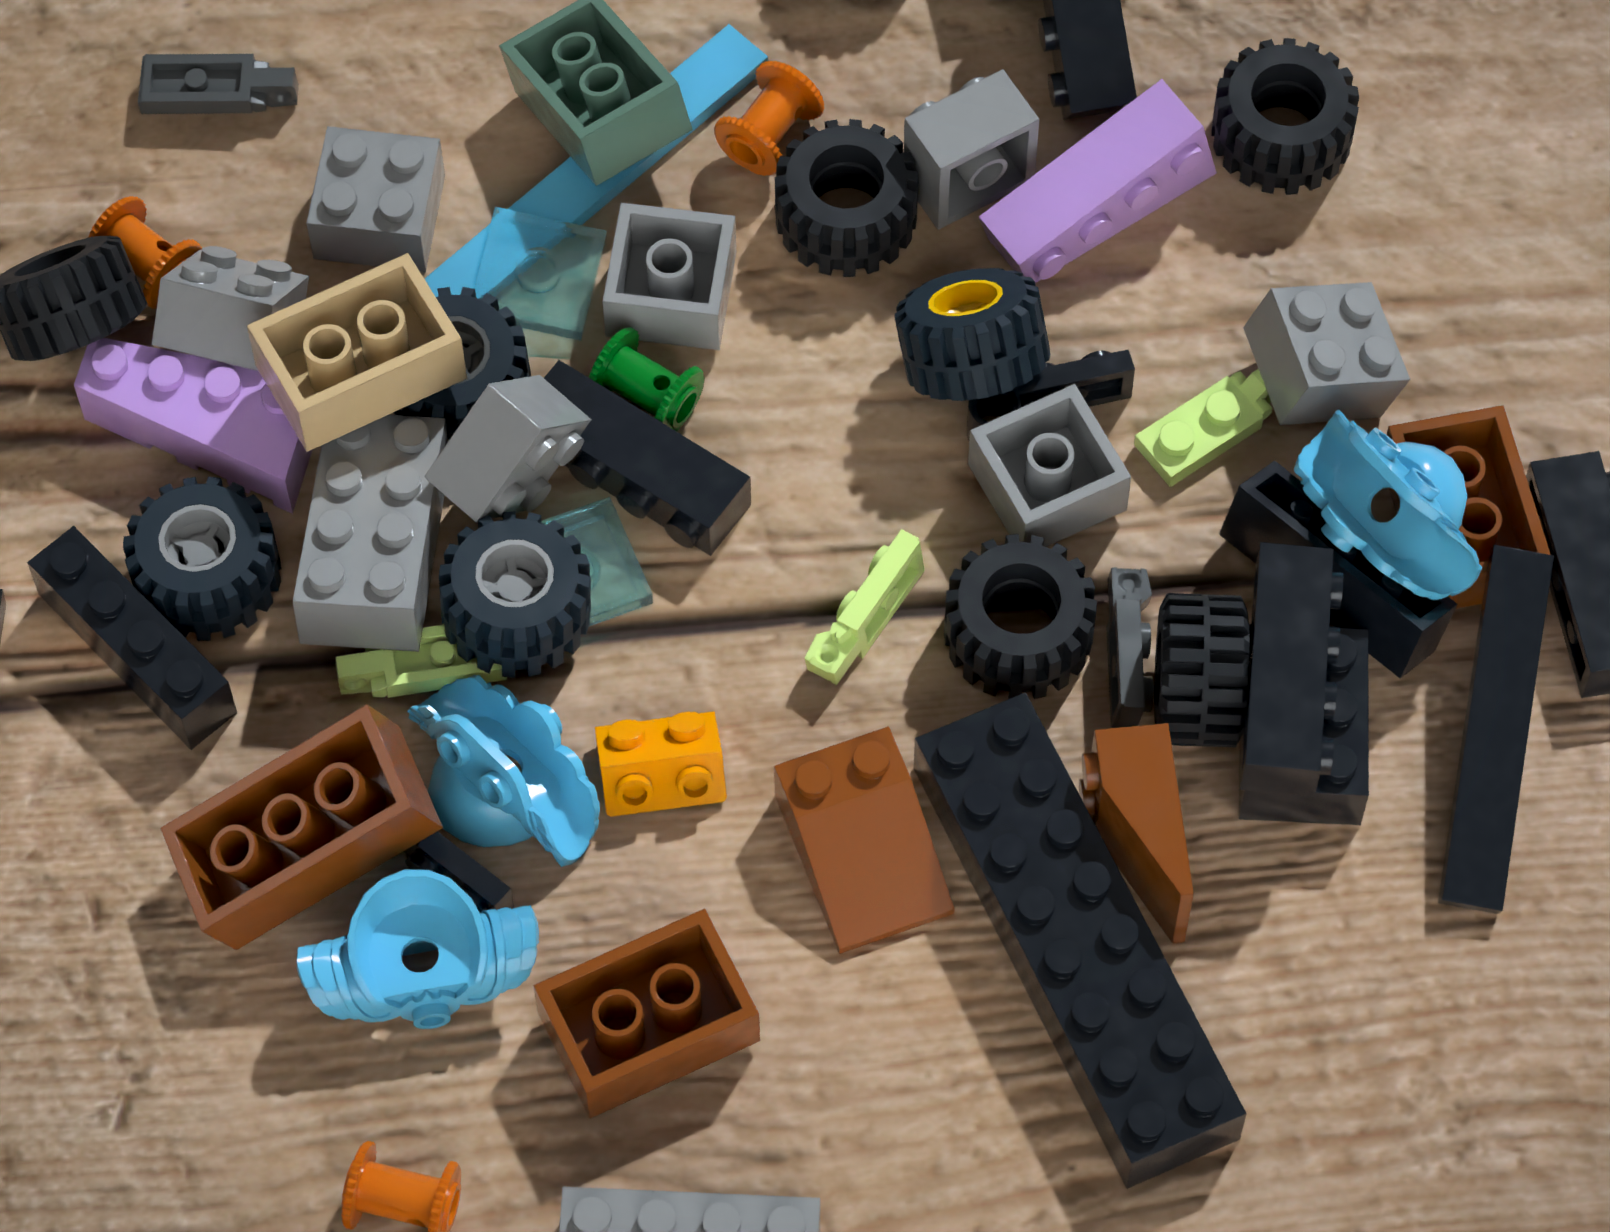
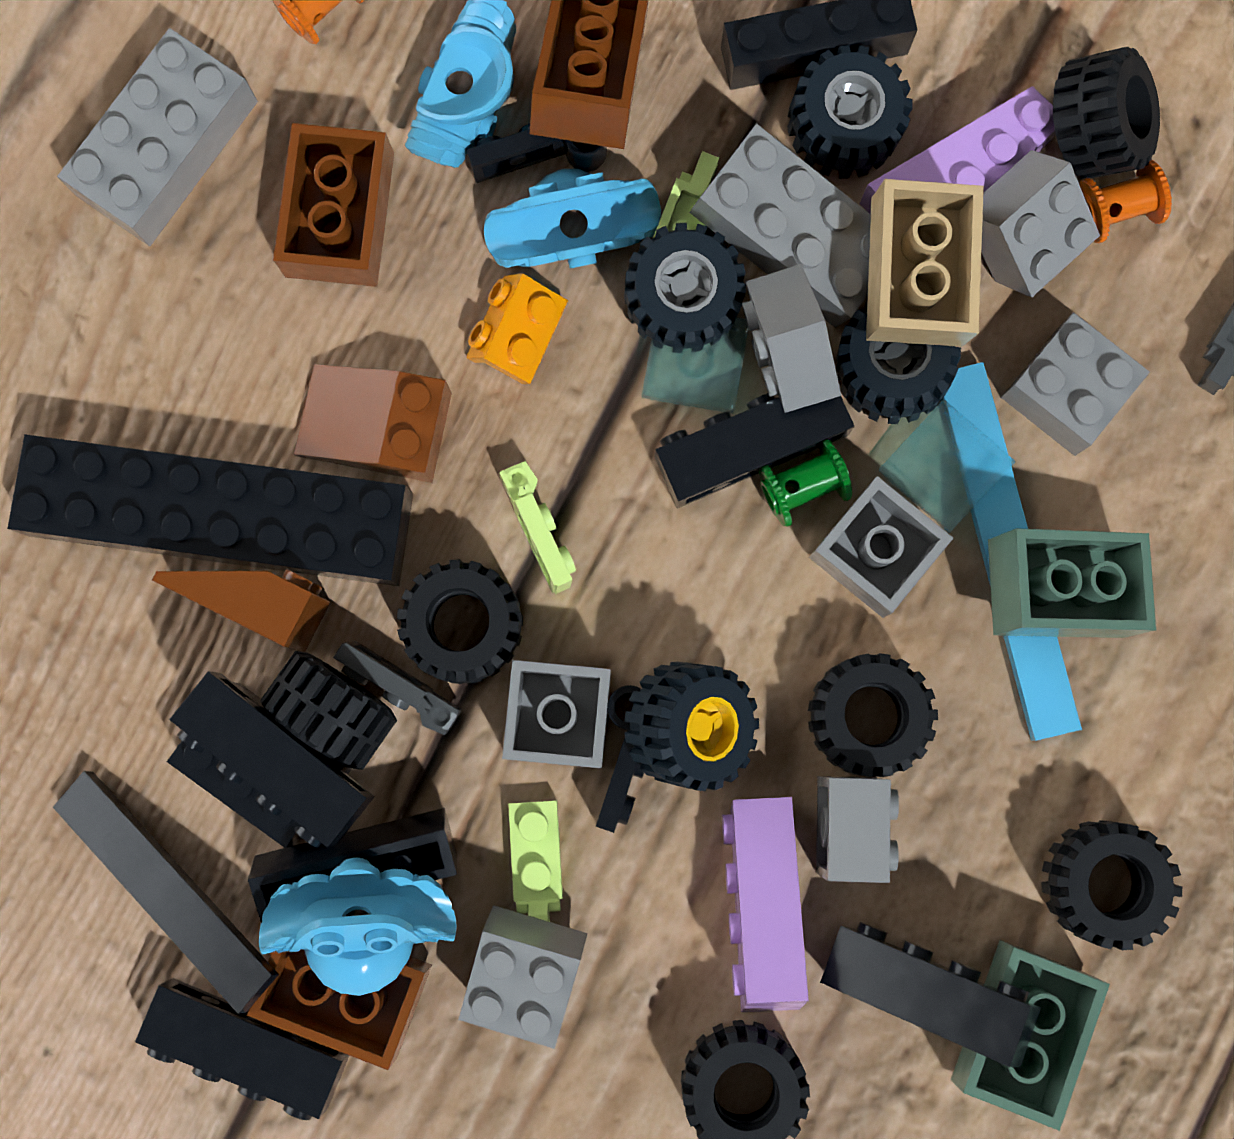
camera: 125 degrees right, 20 degrees up
(783, 99) = (976, 704): orange hose -> none

